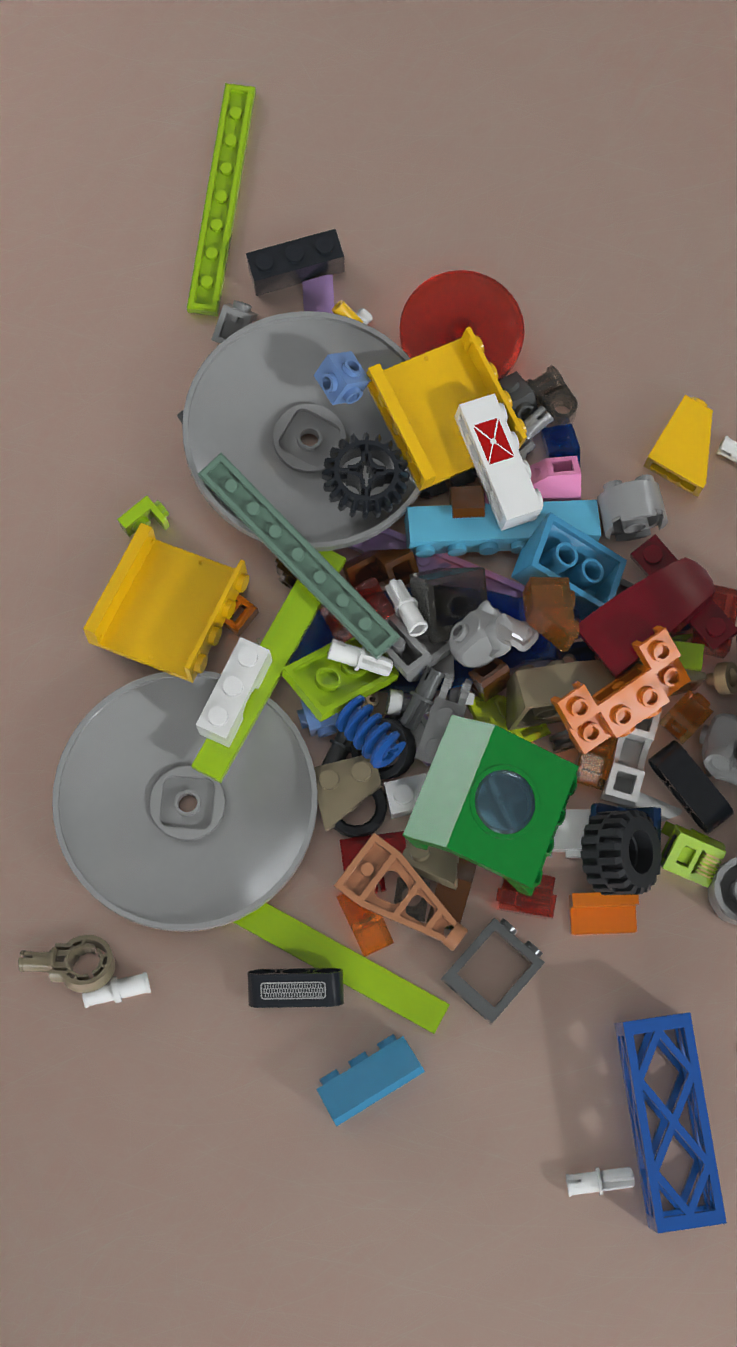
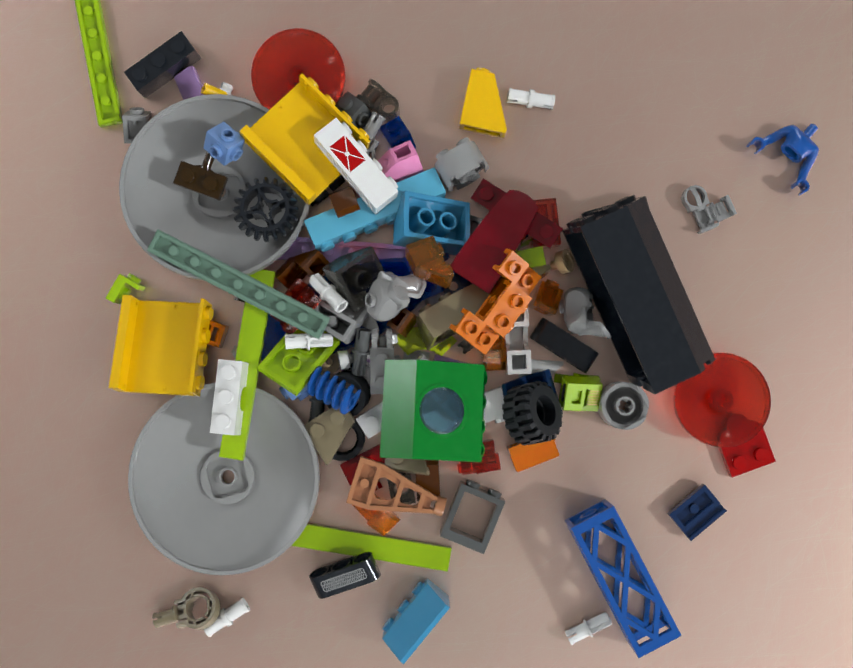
camera: 20 degrees left, 10 degrees up
(296, 411) = (201, 178): none -> dark brown plate

